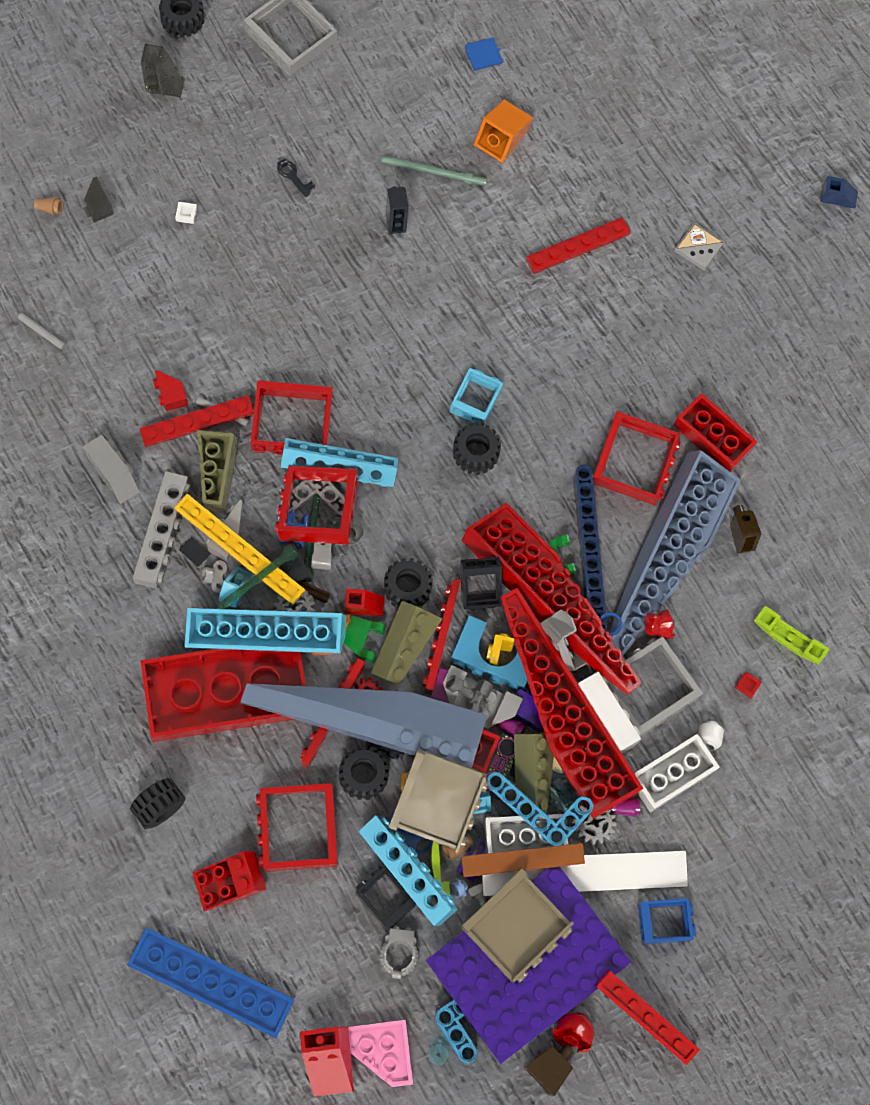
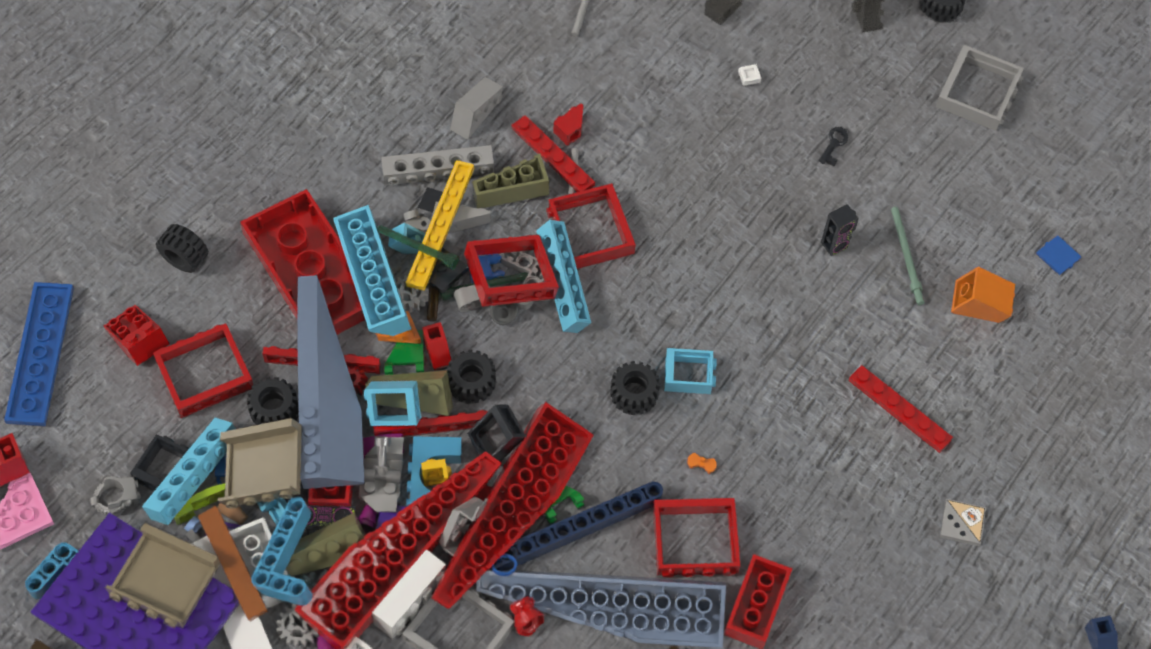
camera: 75 degrees right, 10 degrees down
(407, 655) = (410, 389): none -> medium azure window
(439, 1048) = (25, 567): clear light blue plate -> none
(562, 429) = (697, 461): none -> orange piece

